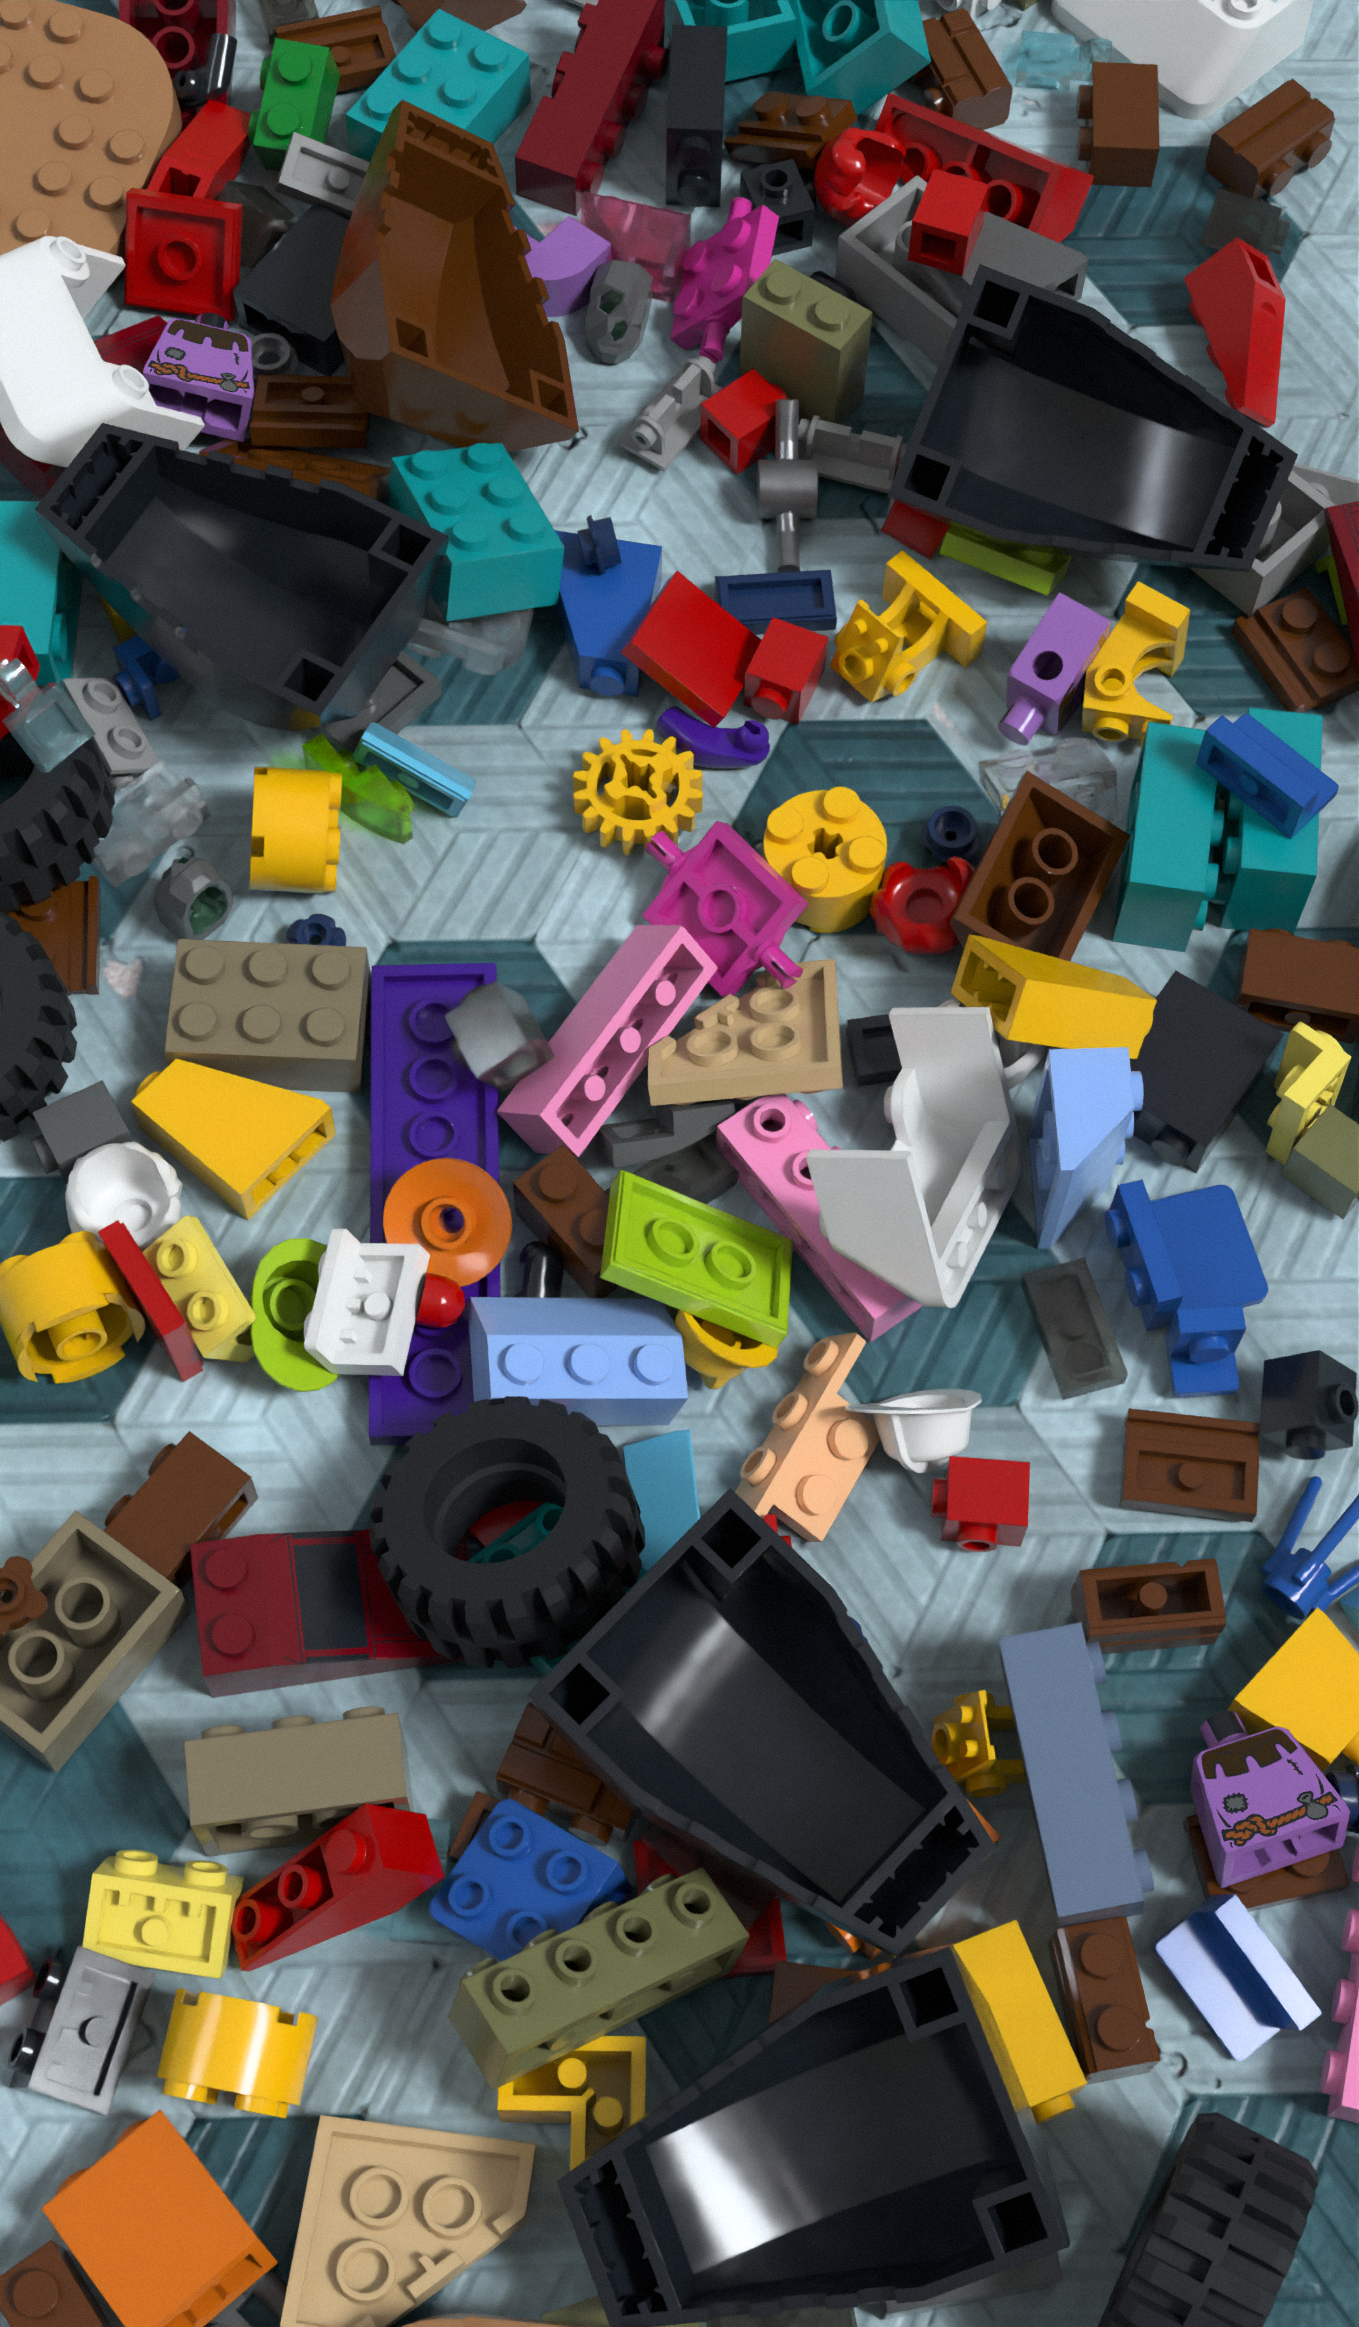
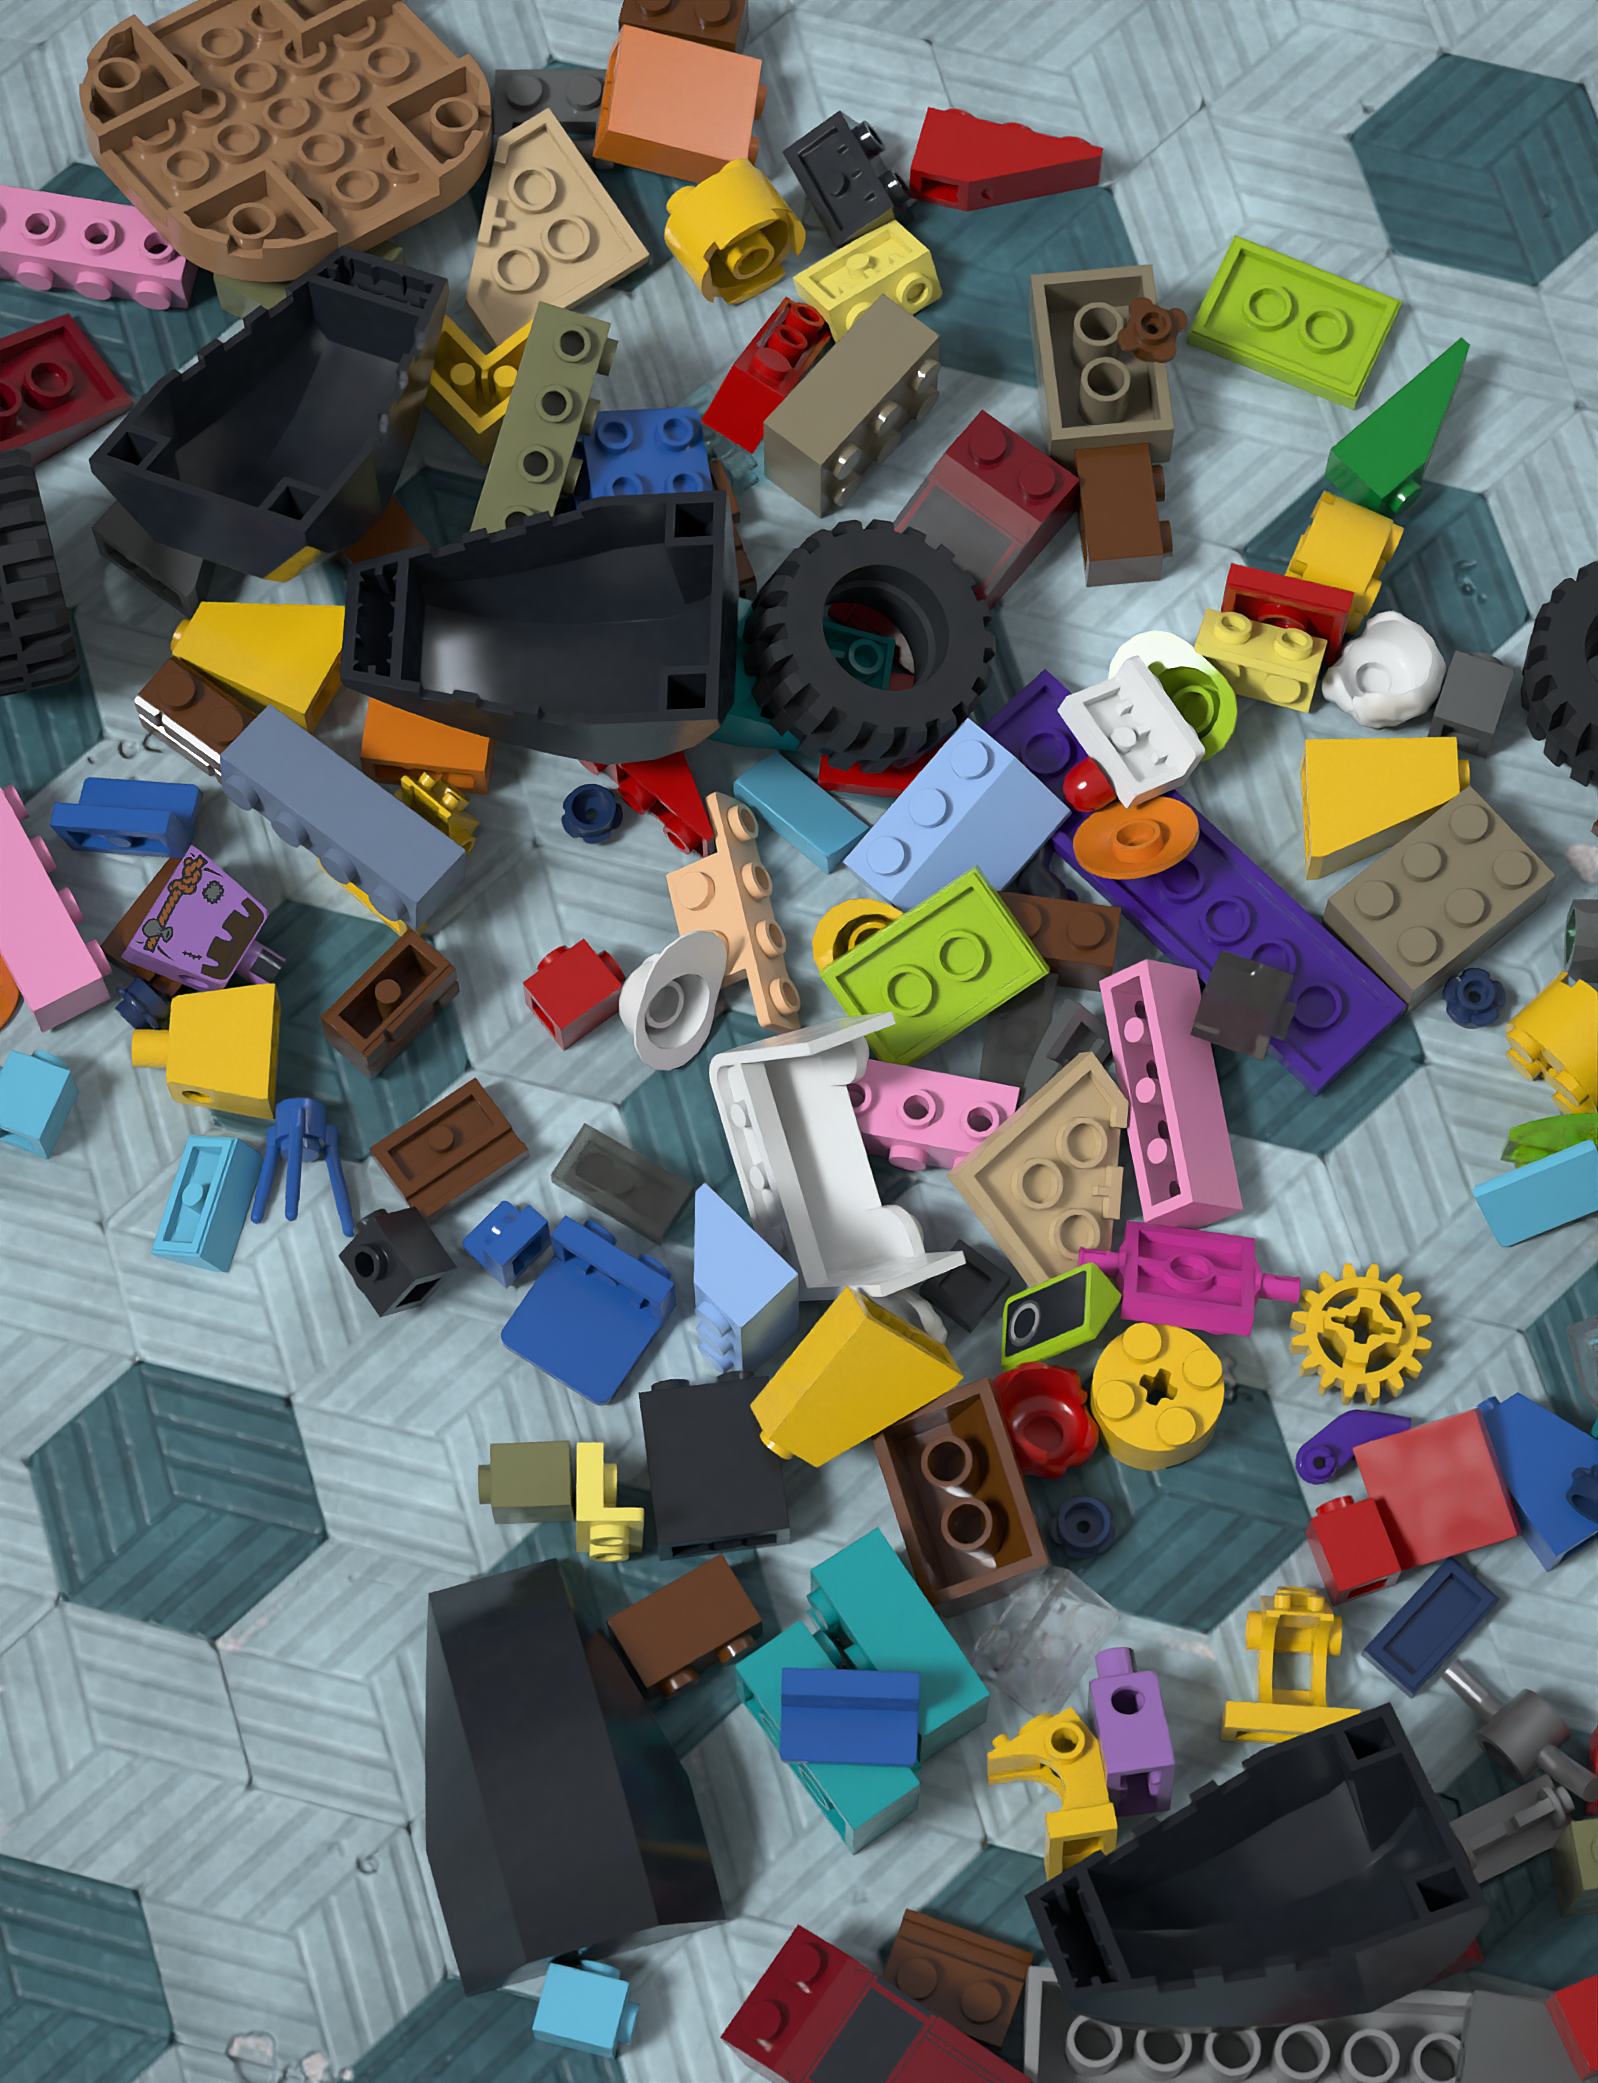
camera: 140 degrees right, 5 degrees up
(853, 945) = (1056, 1315): none -> slope

